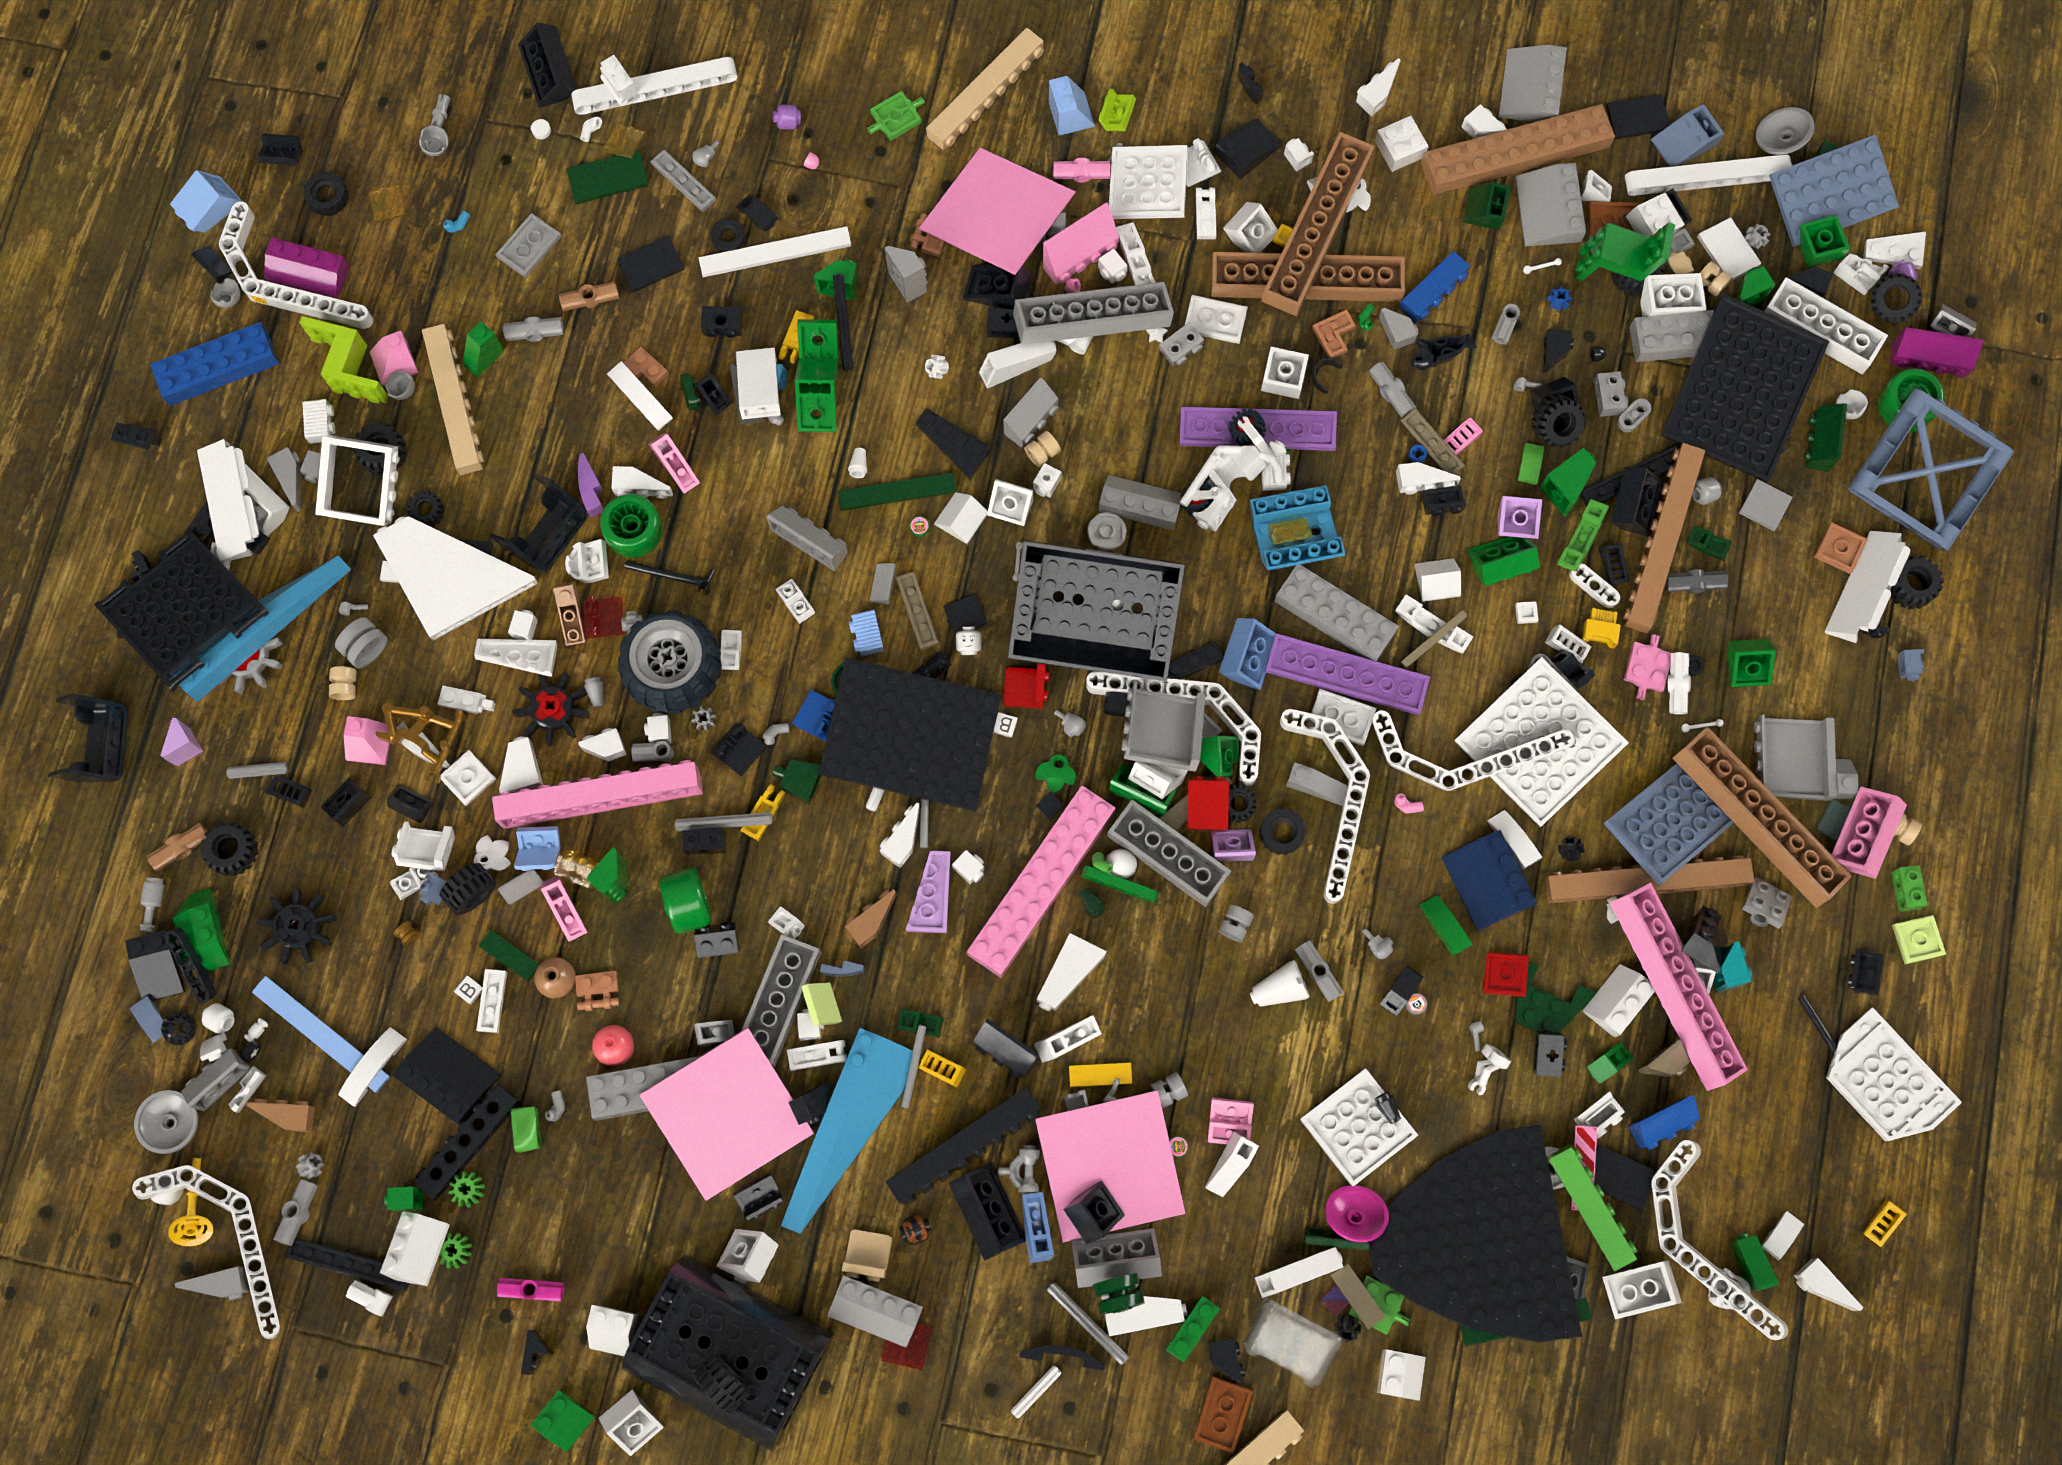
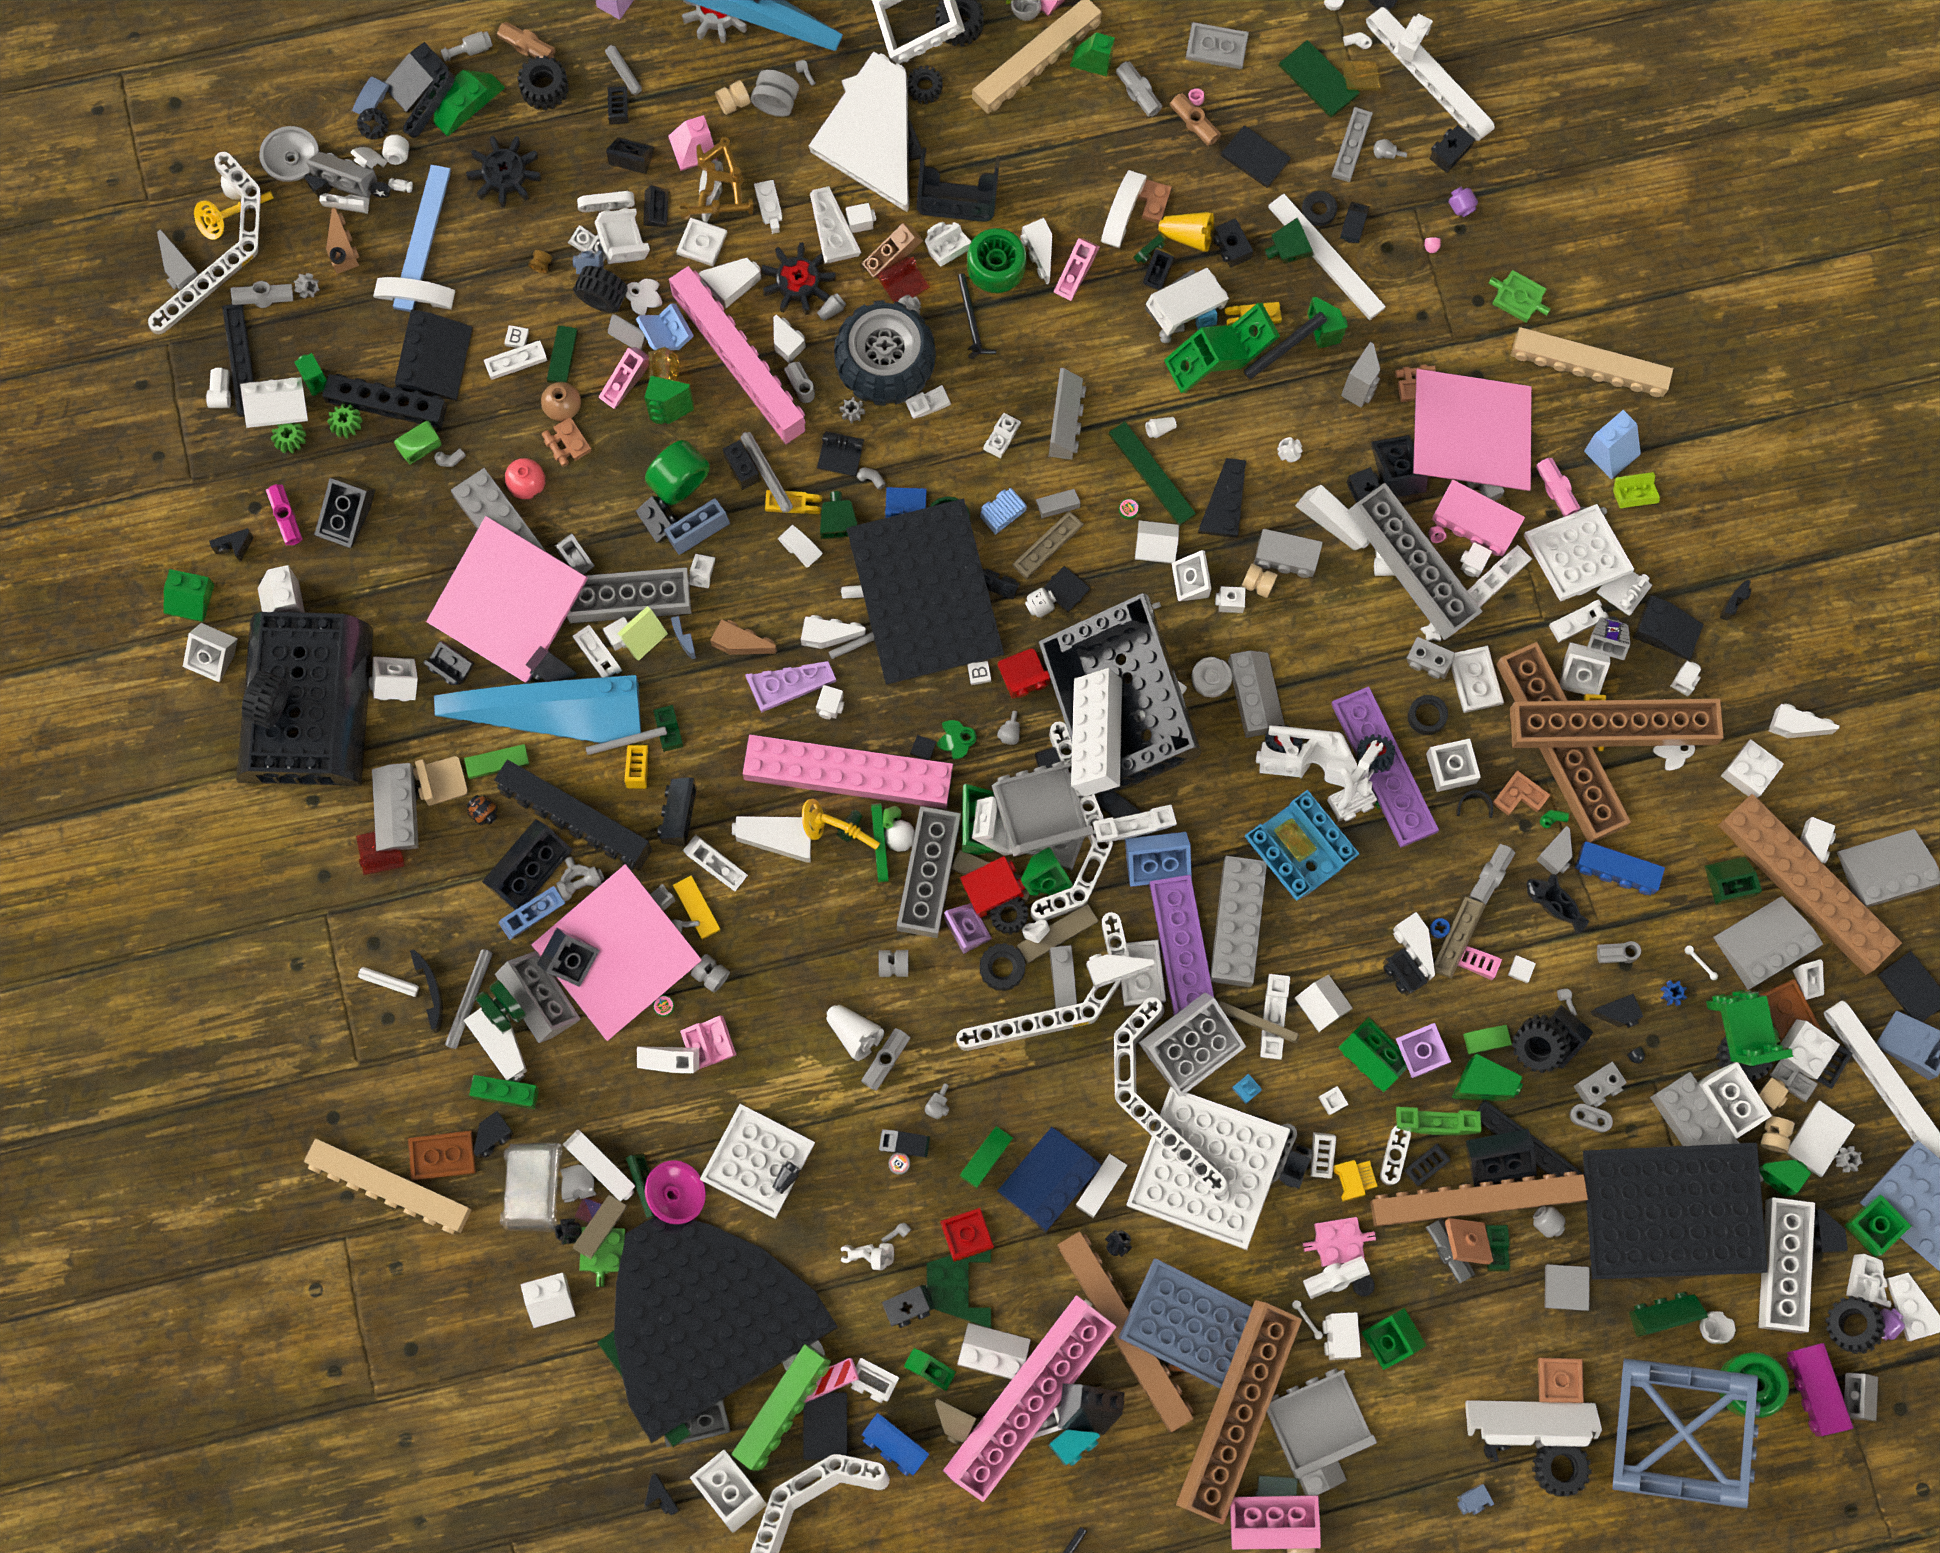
camera: 60 degrees right, 0 degrees up
(213, 1109) = (317, 185): none -> black slope
(302, 1116) = (333, 253): none -> black hinge
(380, 846) = (606, 201): none -> white beam
(556, 1230) = (344, 510): none -> black slope
(565, 286) = (1196, 96): none -> bright pink hinge
(589, 487) = (1016, 208): medium lavender slope -> none
(658, 728) = (823, 377): white brick -> none
(689, 350) = (1189, 229): none -> yellow cone
(736, 111) = (1451, 148): none -> black brick
(744, 908) = (697, 526): none -> sand blue brick
(749, 273) = (1290, 243): none -> dark green torso
(808, 824) = (800, 545): none -> white slope
(873, 1195) = (493, 761): none -> bright green tile
(1074, 926) = (818, 819): none -> yellow dish
(1119, 646) = (1096, 732): none -> white brick
(1211, 656) = (1134, 825): none -> white slope
(1229, 358) = (1432, 700): none -> black tyre
(1237, 194) = (1610, 638): none -> light grey torso
(1264, 787) = (1036, 931): none -> white tile
(1273, 770) = (1059, 933): none -> dark tan tile
(1306, 1298) = (577, 1183): none -> light grey helmet
(1334, 739) = (1112, 968): none -> white slope
(1406, 806) = (1084, 1071): bright pink arm -> none
(1428, 702) = (1193, 1044): none -> light grey slope
(1482, 407) = (1521, 969): none -> white tile
(1483, 678) = (1247, 1088): none -> dark azure tile
(1617, 1353) = (658, 1490): none -> black slope
(1697, 561) = (1468, 1241): none -> nougat plate
(1733, 702) = (1342, 1336): none -> white brick
(1766, 904) = (1157, 1455): light grey plate -> none

